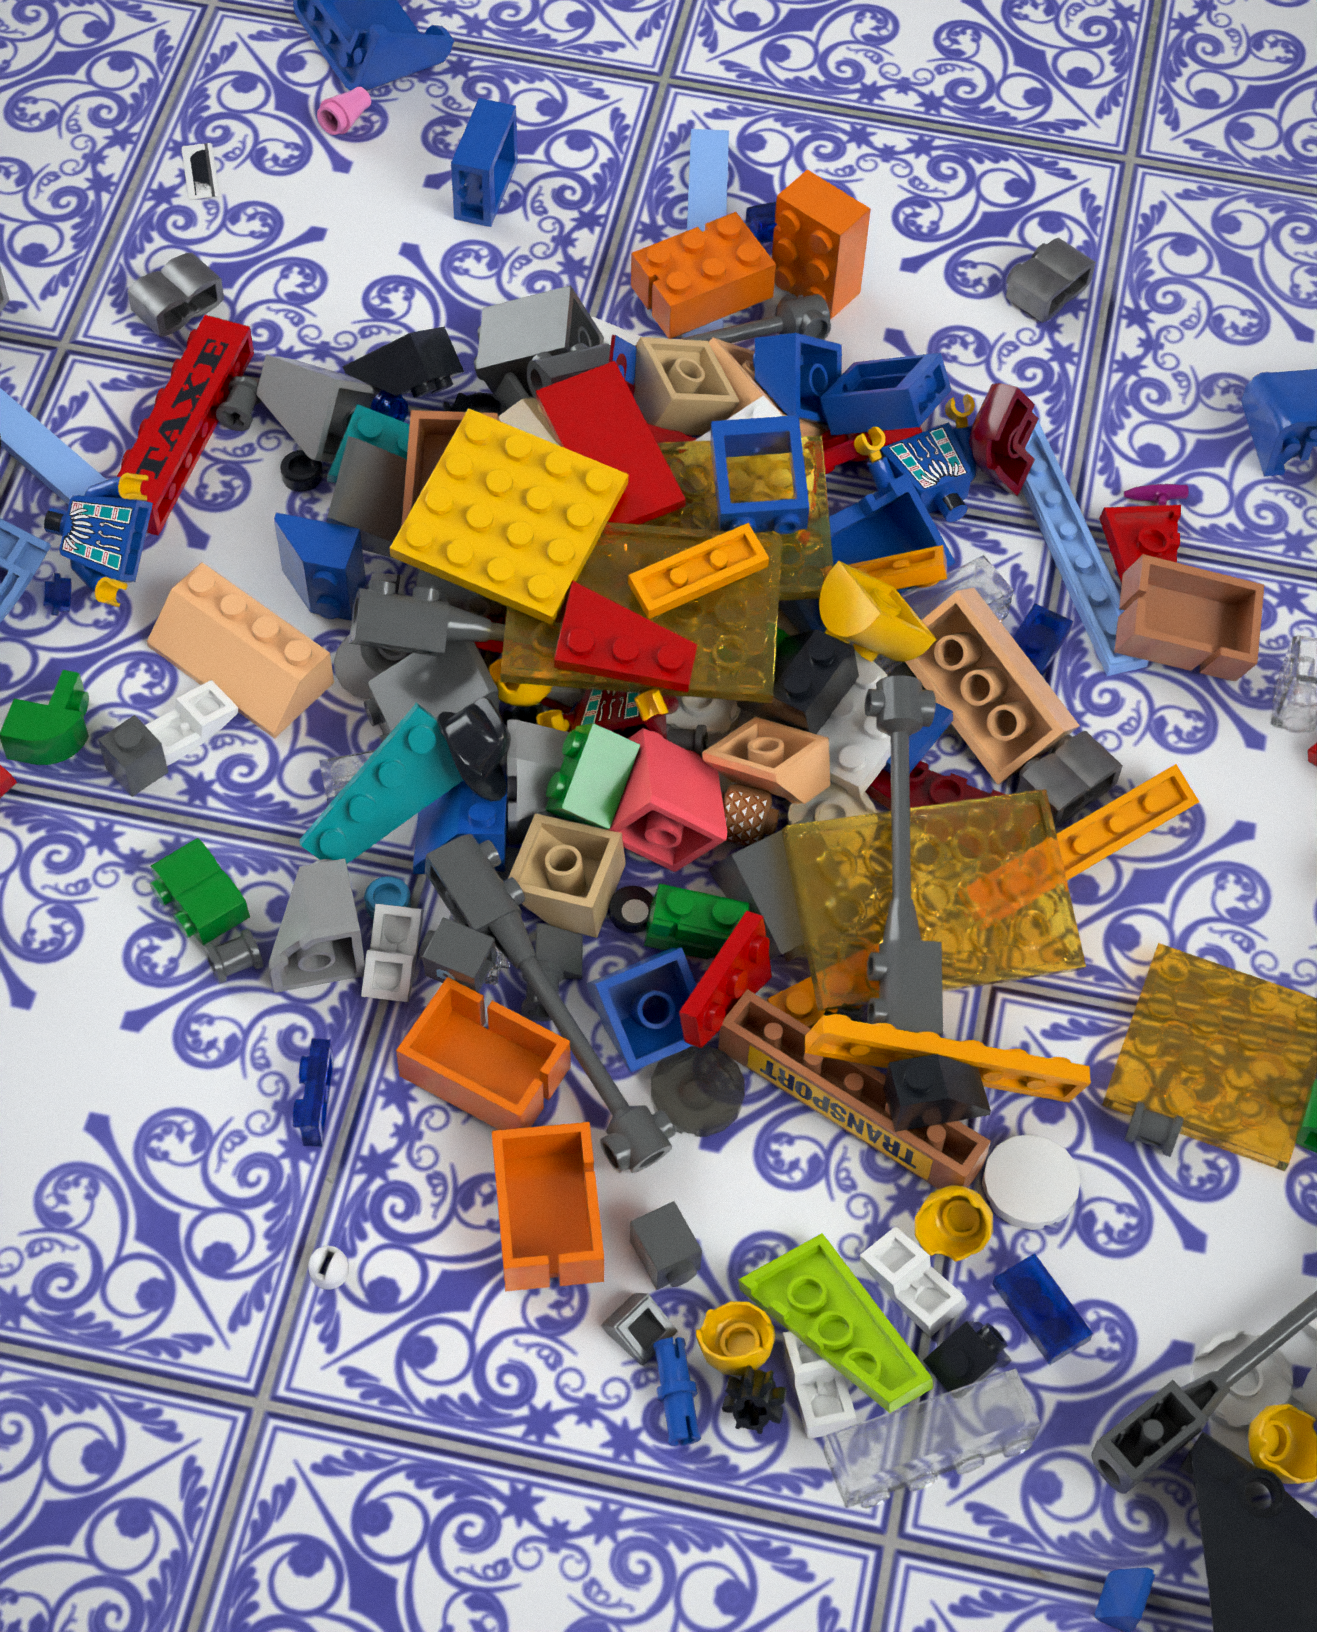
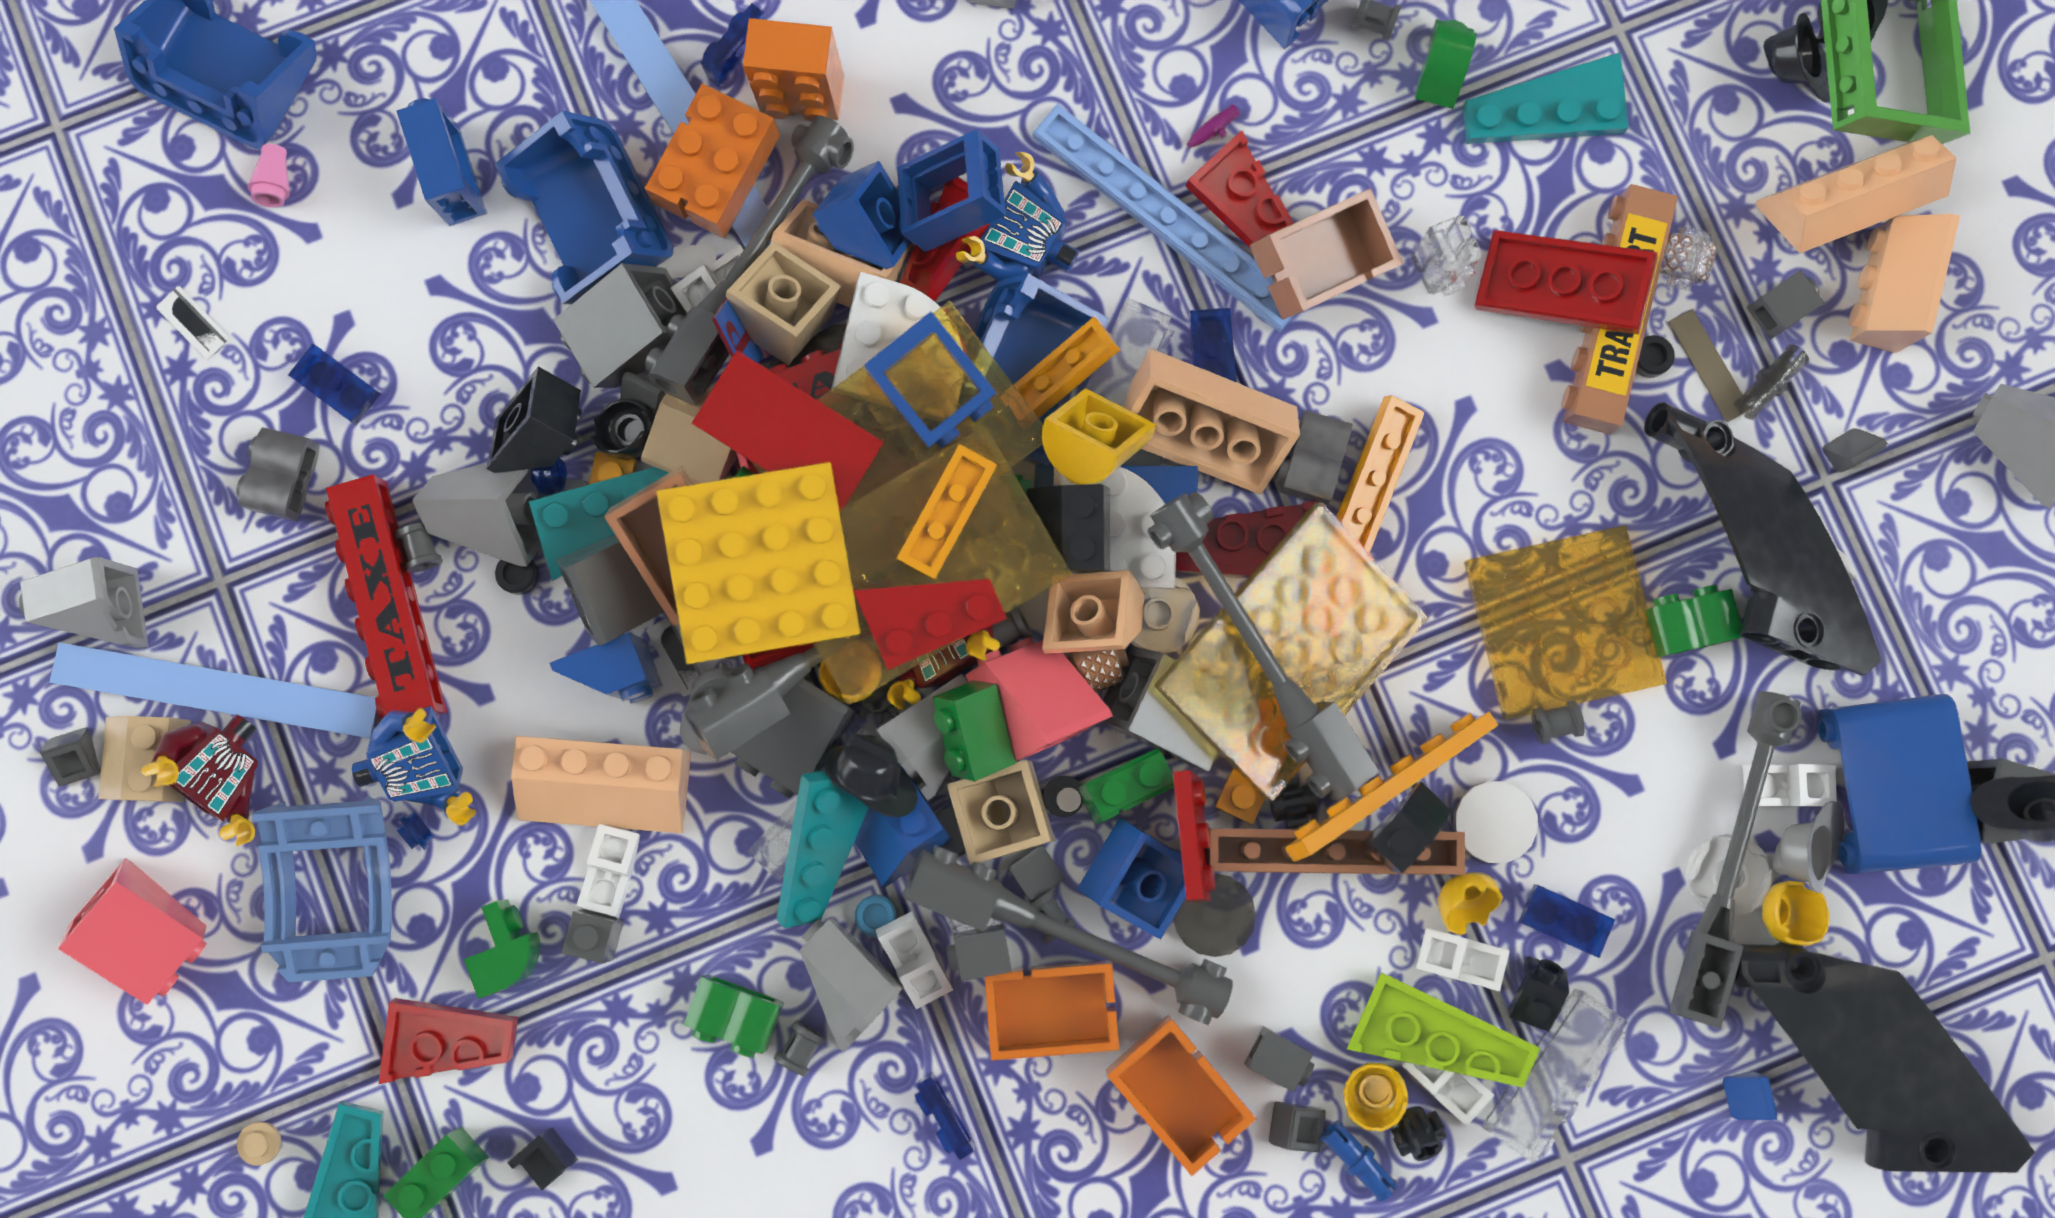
camera: 30 degrees left, 25 degrees up
(272, 263) = (334, 384): none -> clear blue plate
(580, 239) = (586, 200): none -> blue windscreen
(1001, 436) = (1068, 173): dark red brick -> none

